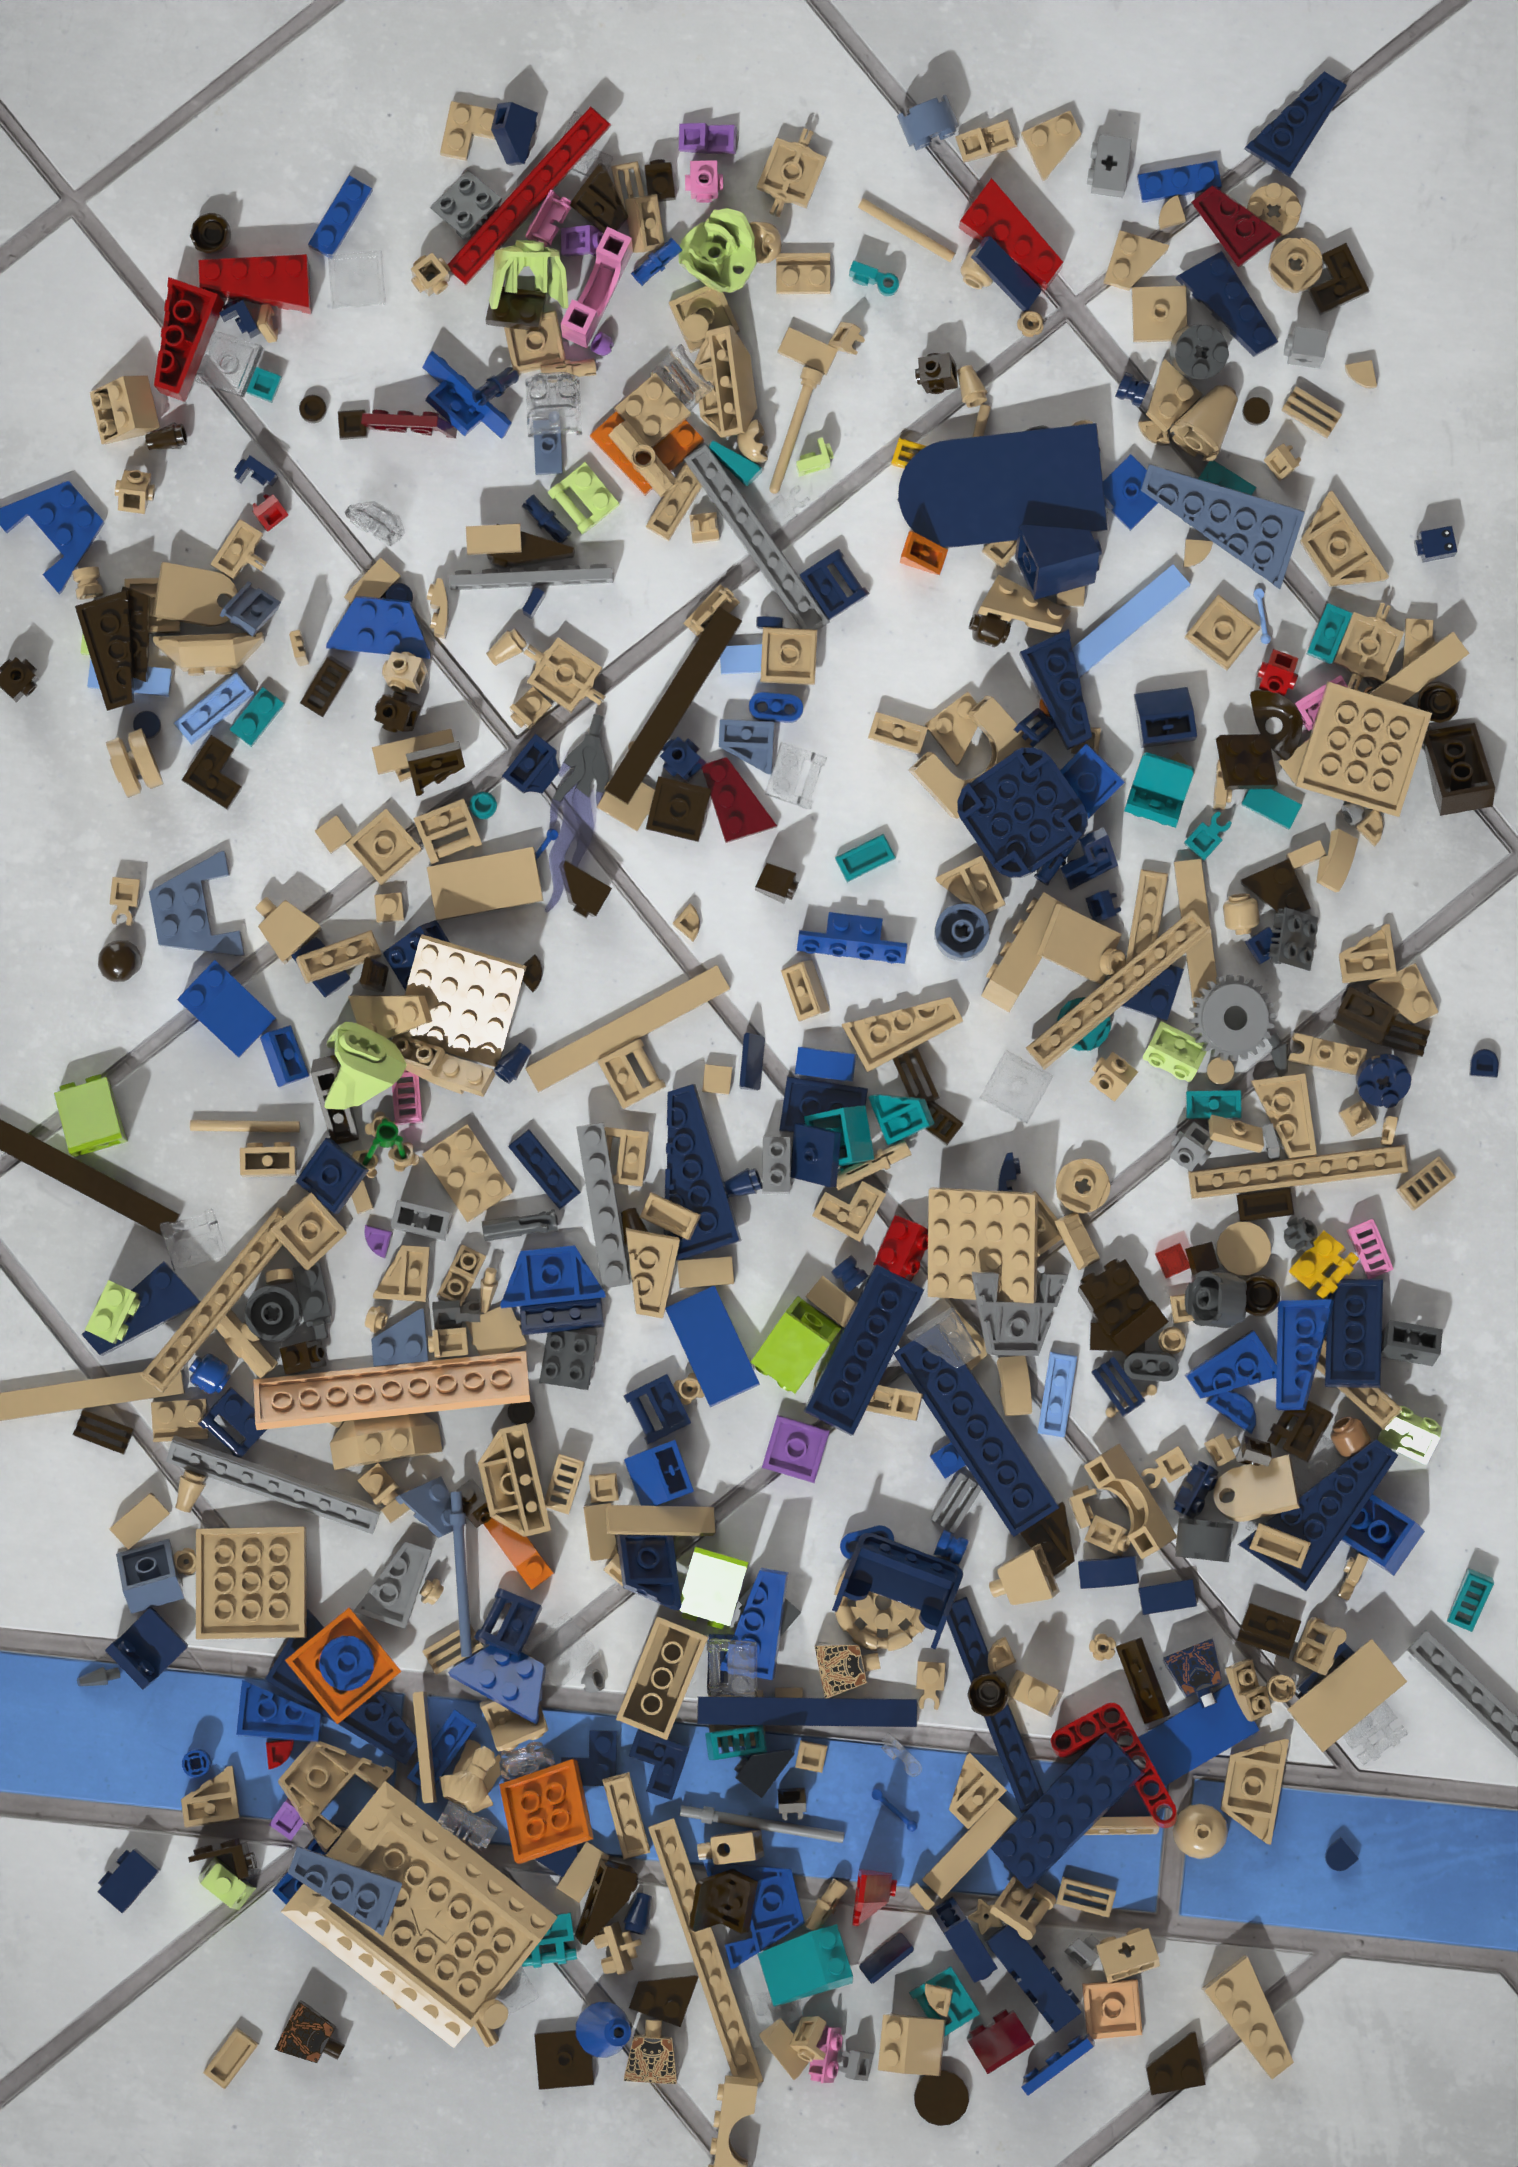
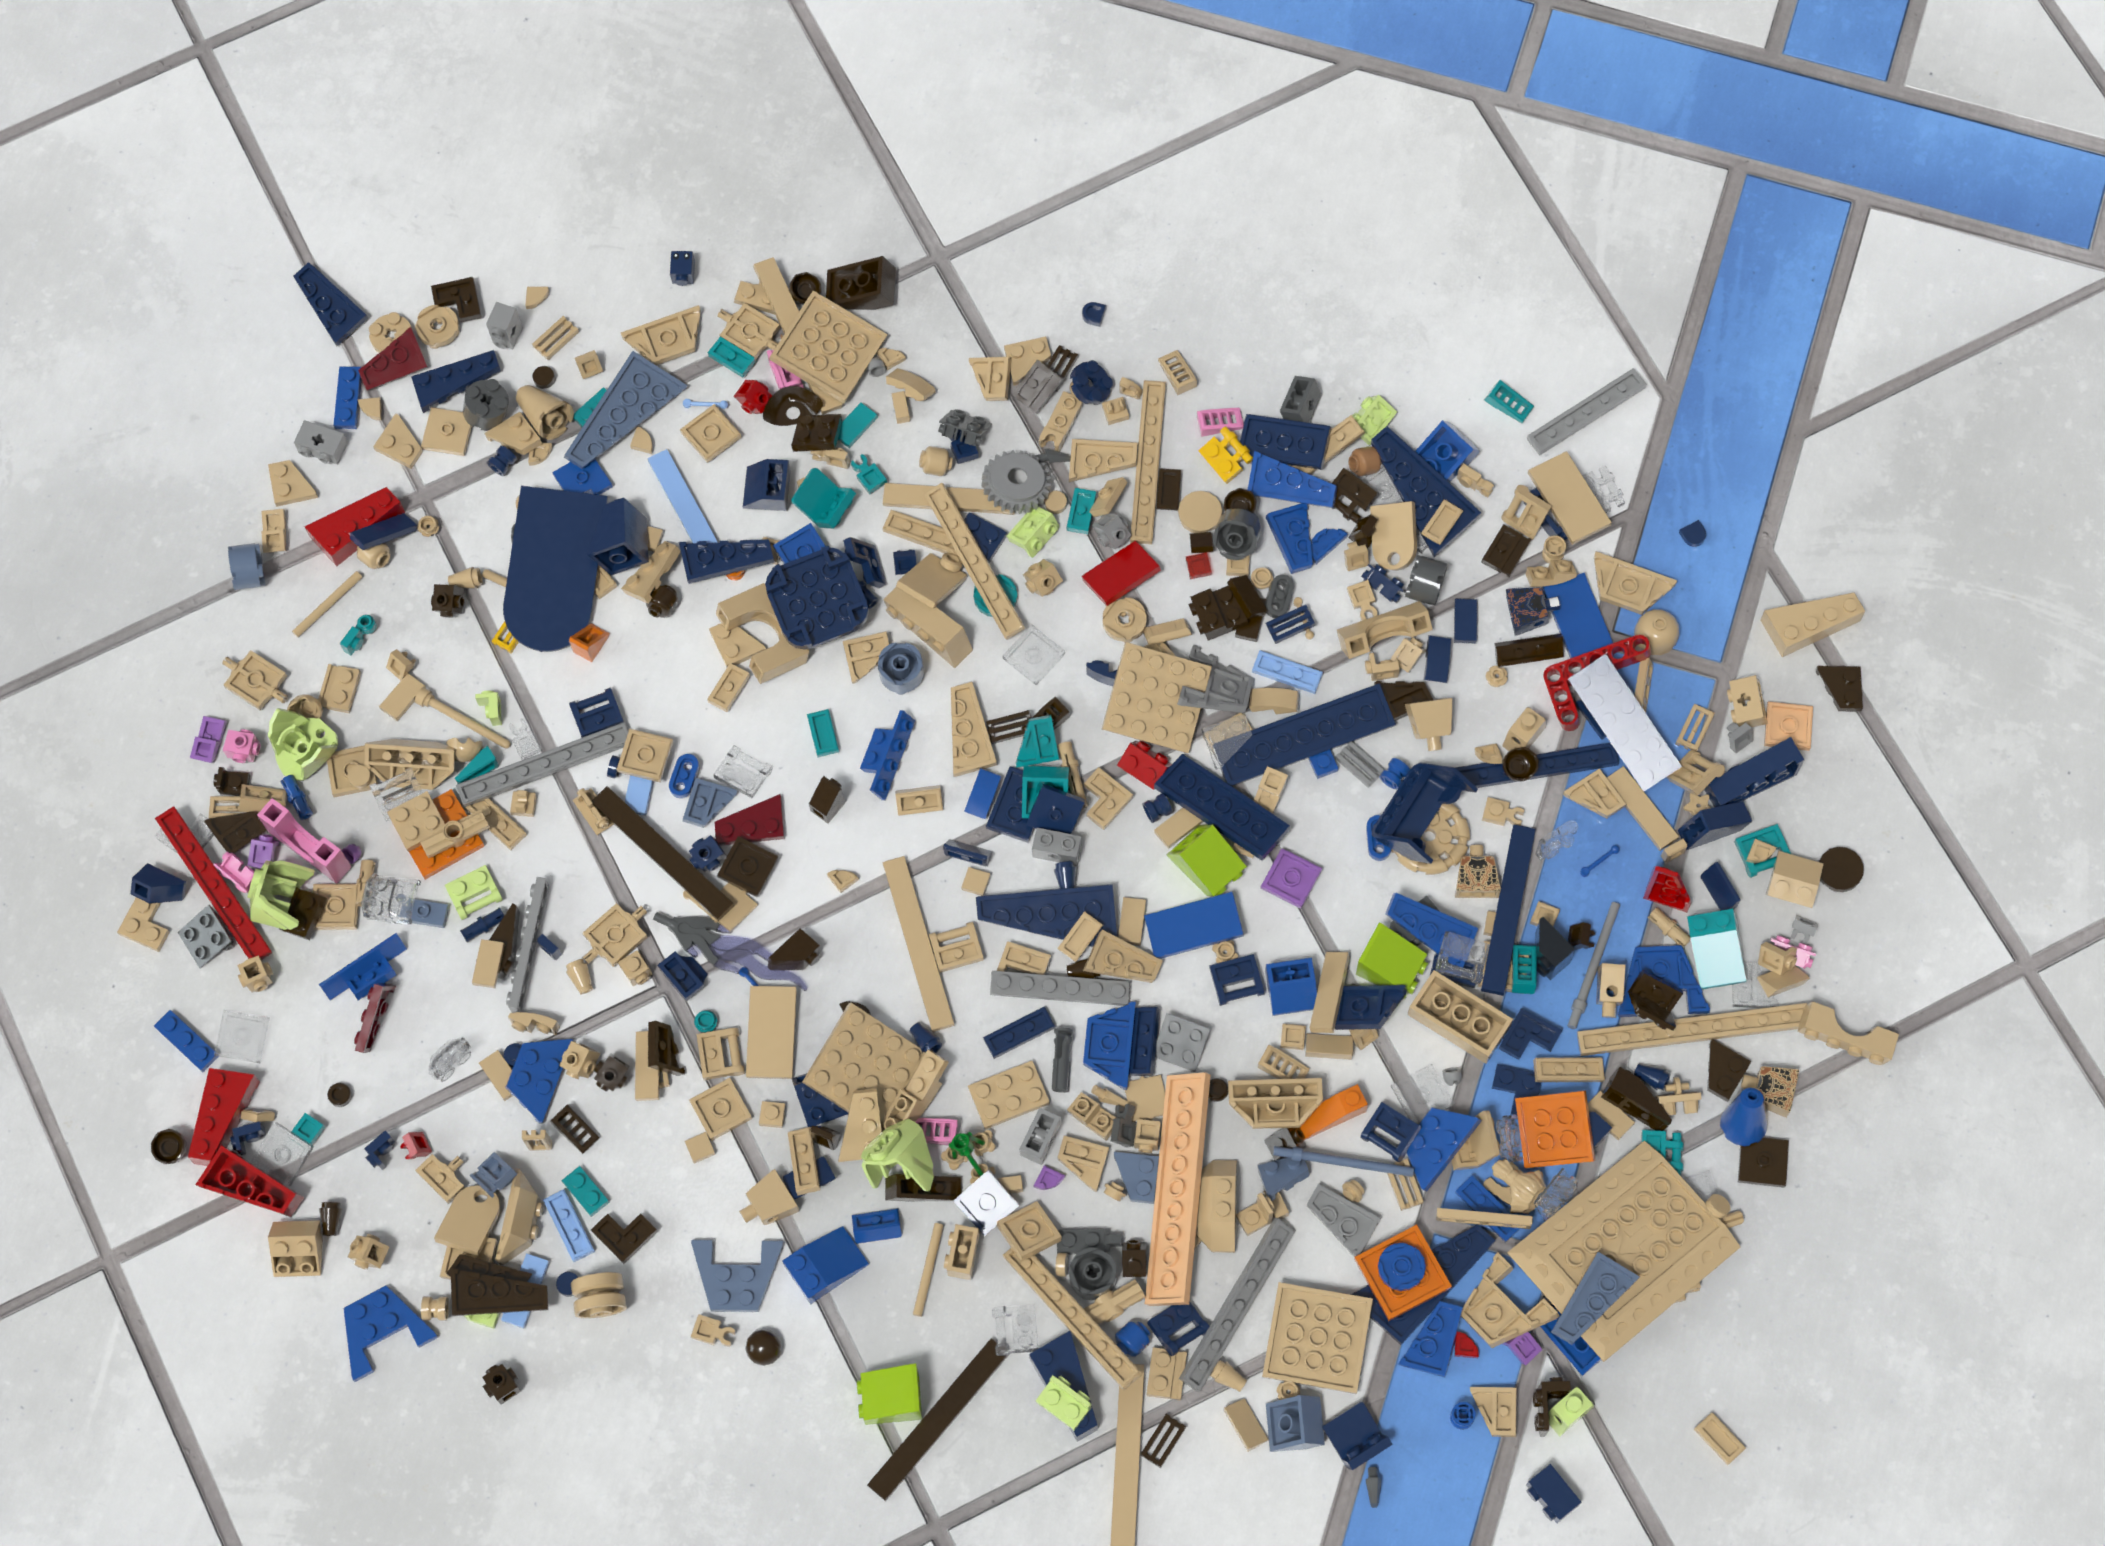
camera: 70 degrees left, 15 degrees down
(309, 2035) = (1711, 1366): torso -> none
(350, 425) = (361, 1065): dark brown tile -> none
(495, 386) = (362, 940): dark blue pin -> none
(999, 2040) = (1804, 808): dark red slope -> none
(1030, 732) = (745, 585): dark blue tile -> none
(1056, 2063) = (1827, 772): blue plate -> none
(1140, 1169) = (1121, 573): none -> red tile
(1272, 1143) = (1120, 472): light grey tile -> none
(1278, 887) = (921, 432): dark brown wing -> none
(1300, 1234) = (1198, 466): dark grey gear -> none

